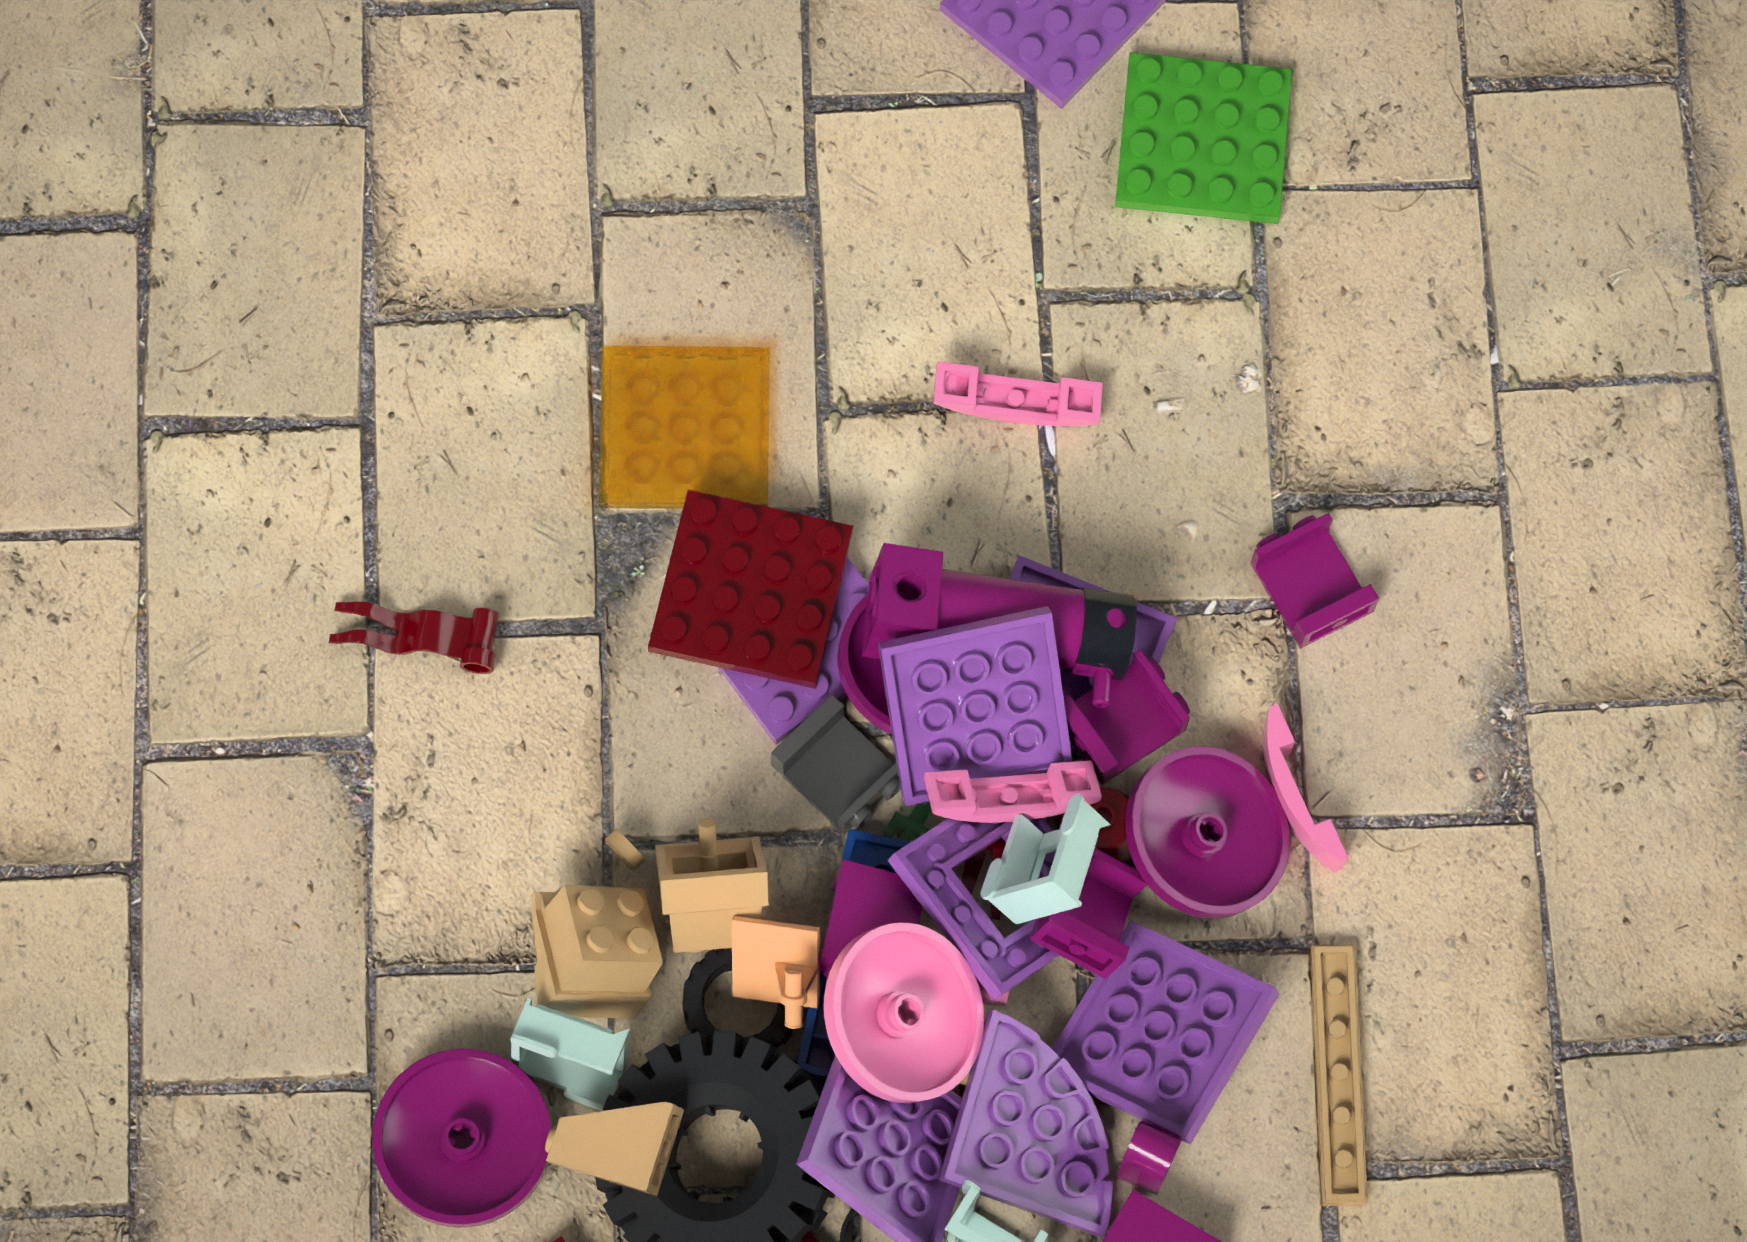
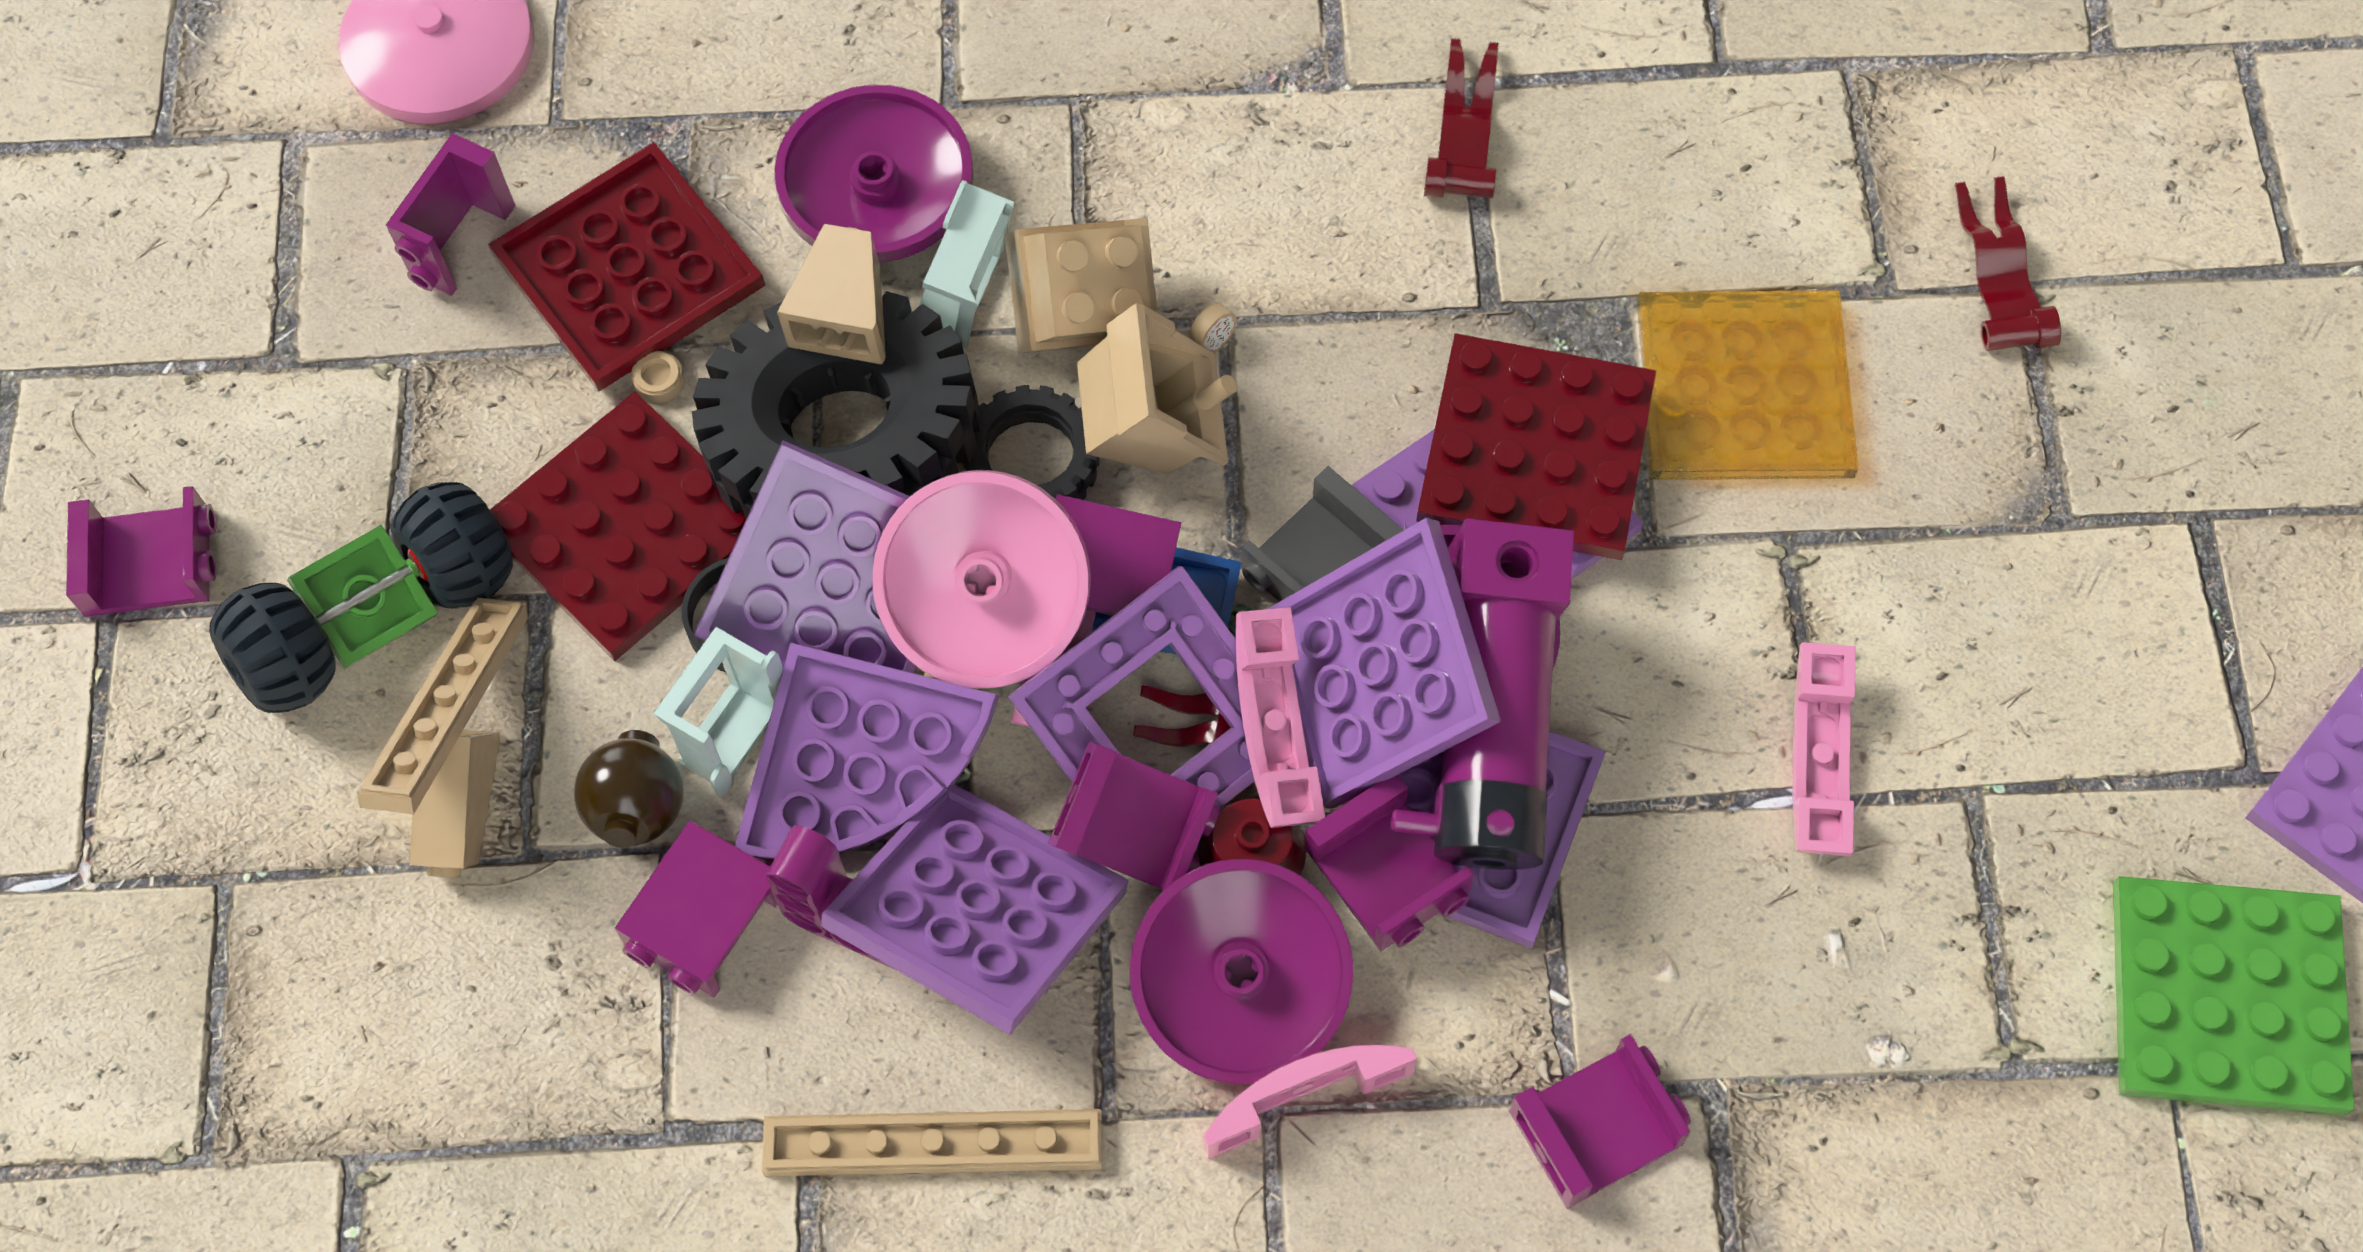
camera: 95 degrees right, 5 degrees down
(591, 220) = (2004, 278): none -> dark red flag
(776, 965) = (1055, 458): light nougat plate -> none
(1013, 880) = (1177, 743): light aqua piece -> none

